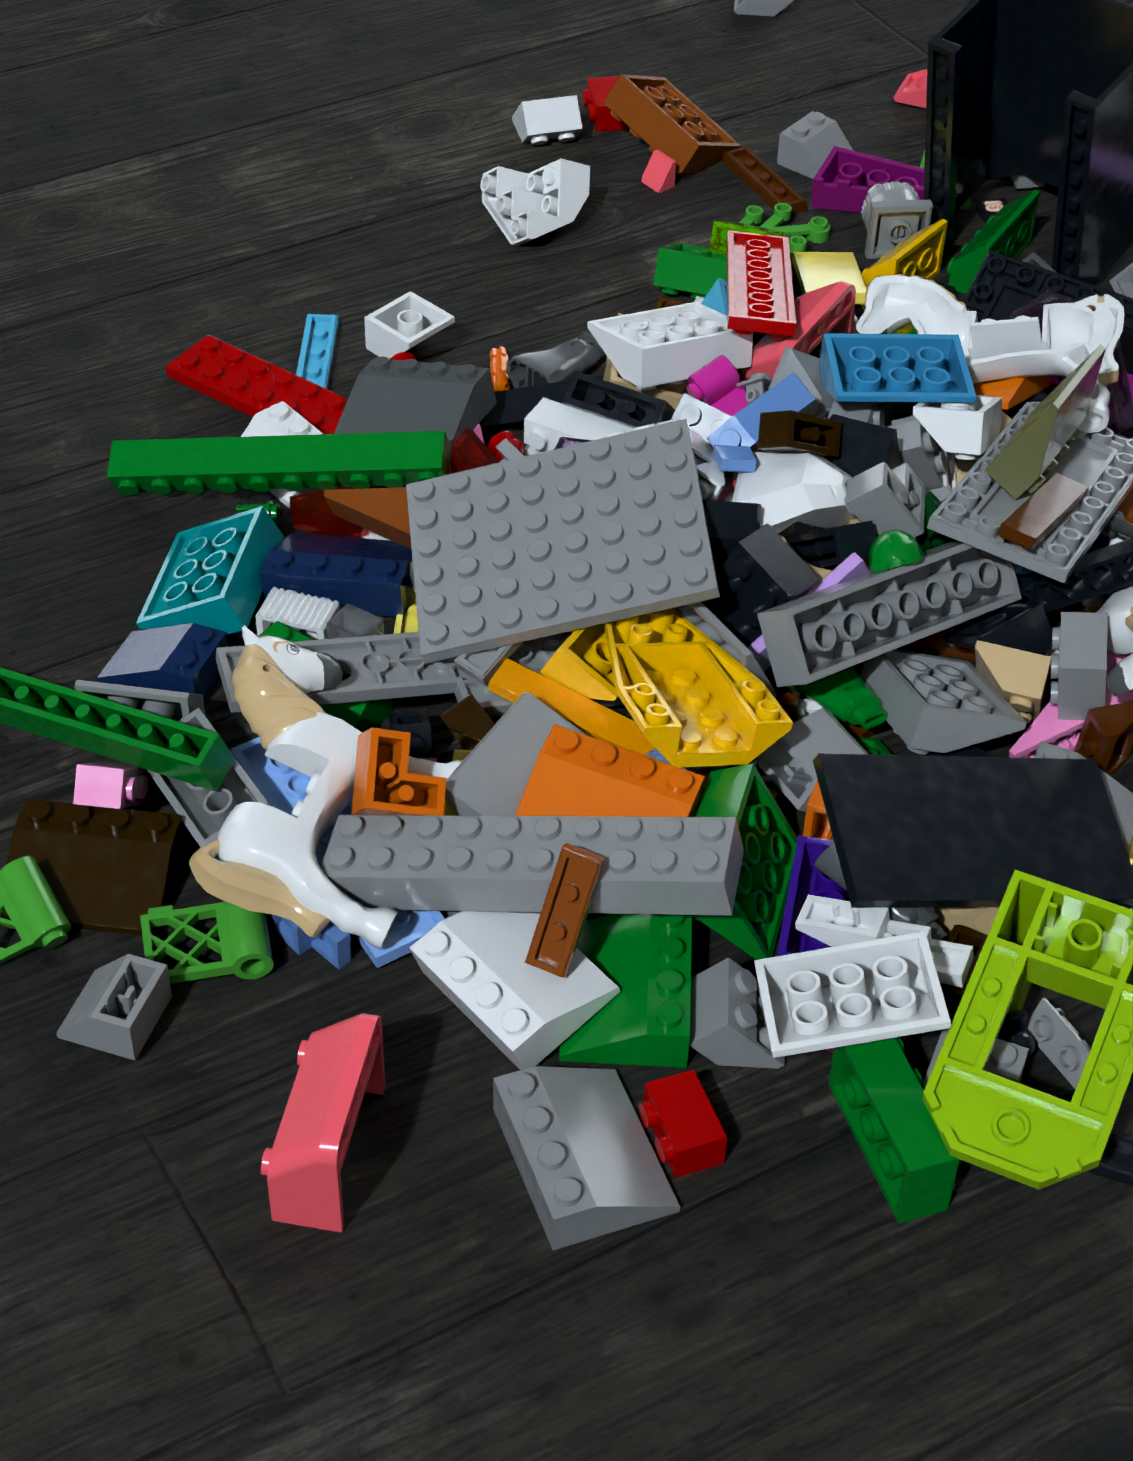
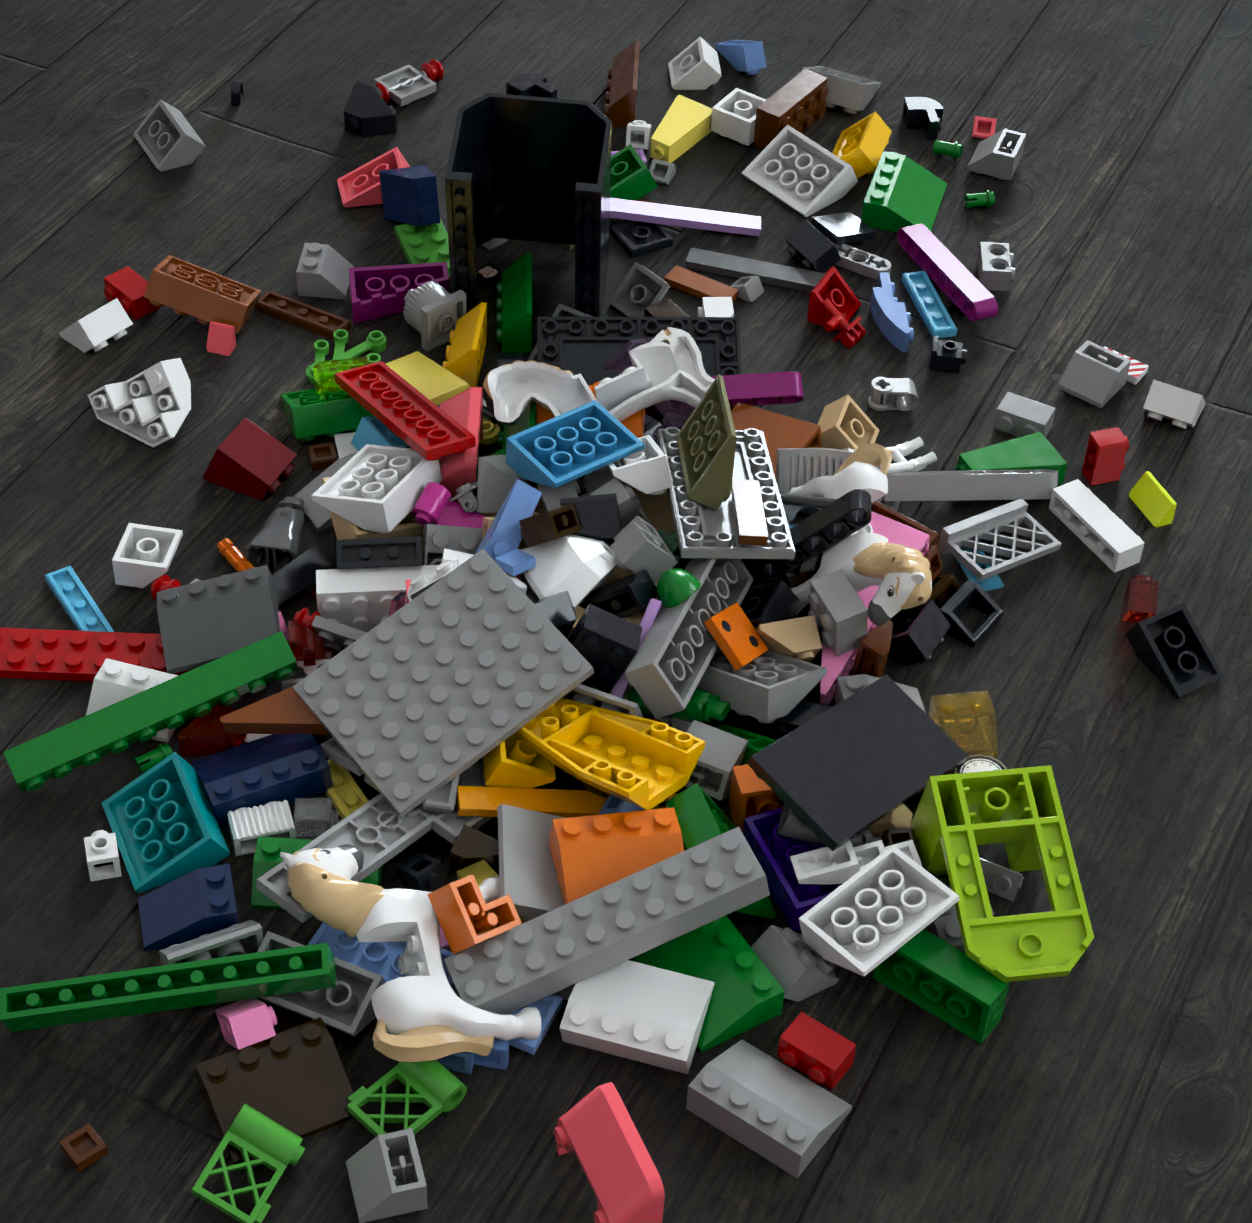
camera: 35 degrees left, 0 degrees up
(136, 570) = (102, 849): none -> white brick
(565, 910) = (663, 946): dark orange tile -> none
(584, 284) = (250, 462): none -> dark red slope
(940, 641) = (736, 636): none -> orange tile

